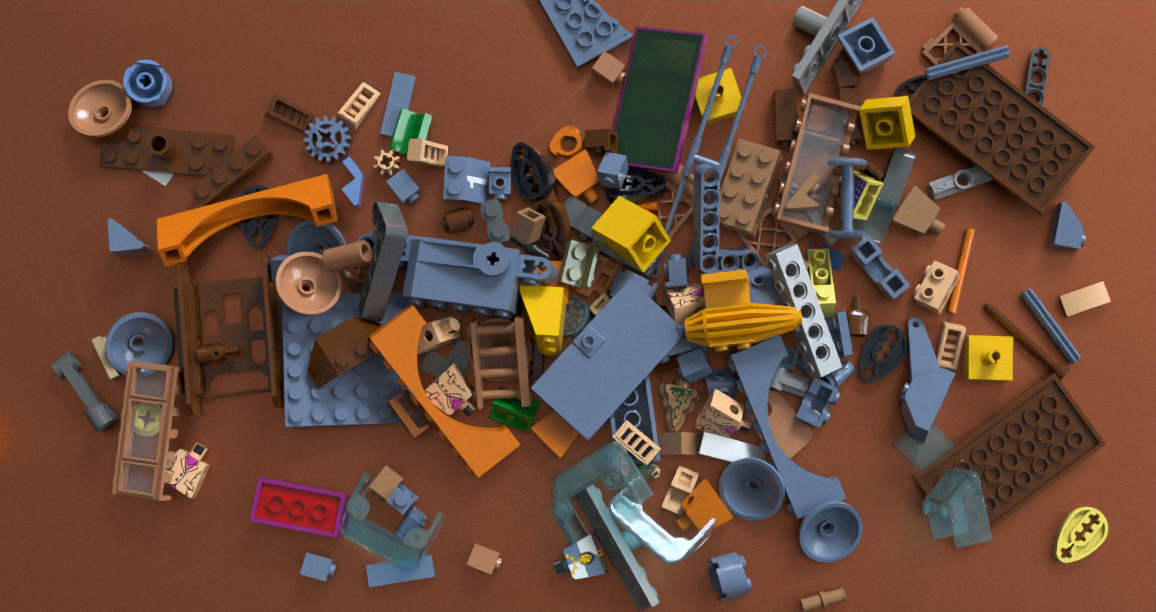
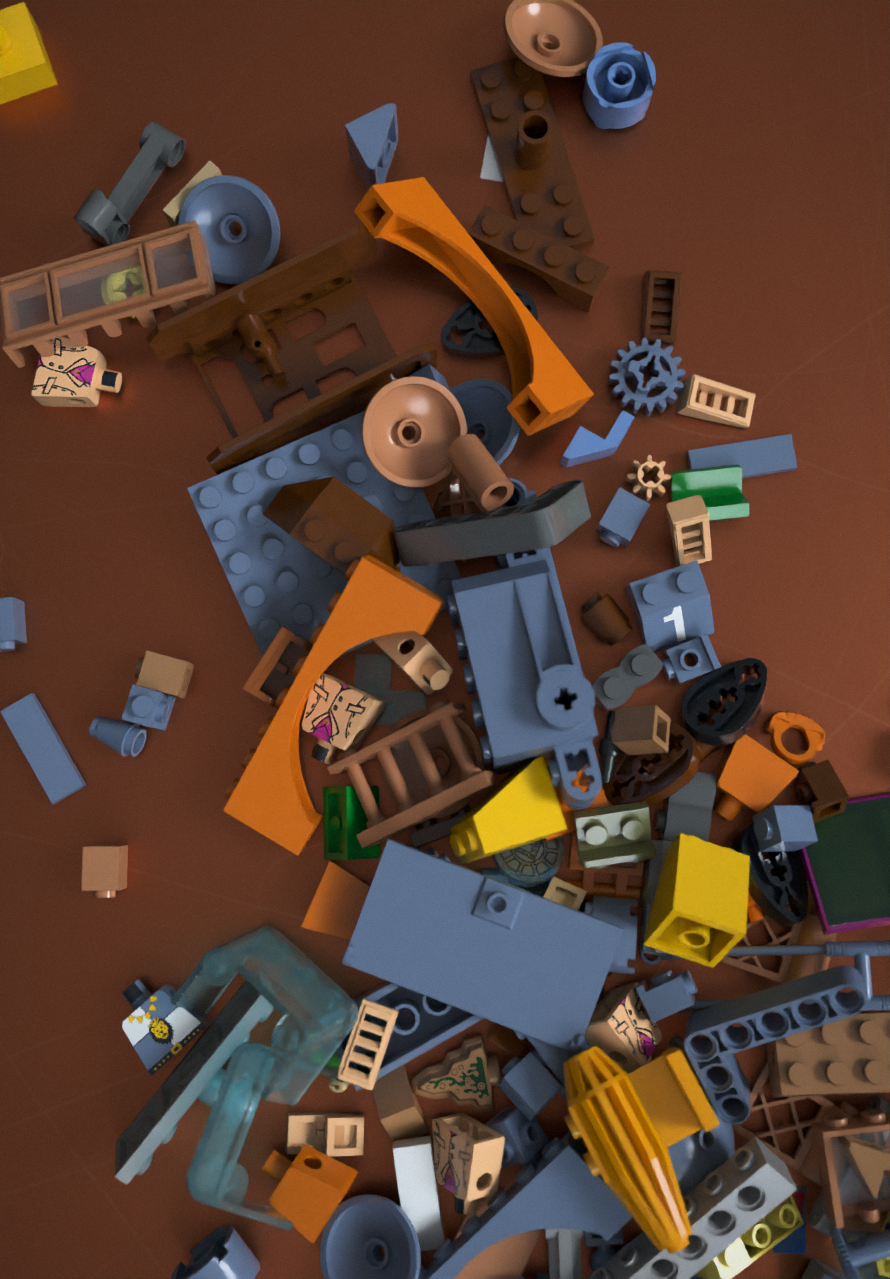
camera: 75 degrees right, 0 degrees up
(299, 507) = (77, 559): red brick -> none
(403, 553) = (64, 745): clear light blue windscreen -> none

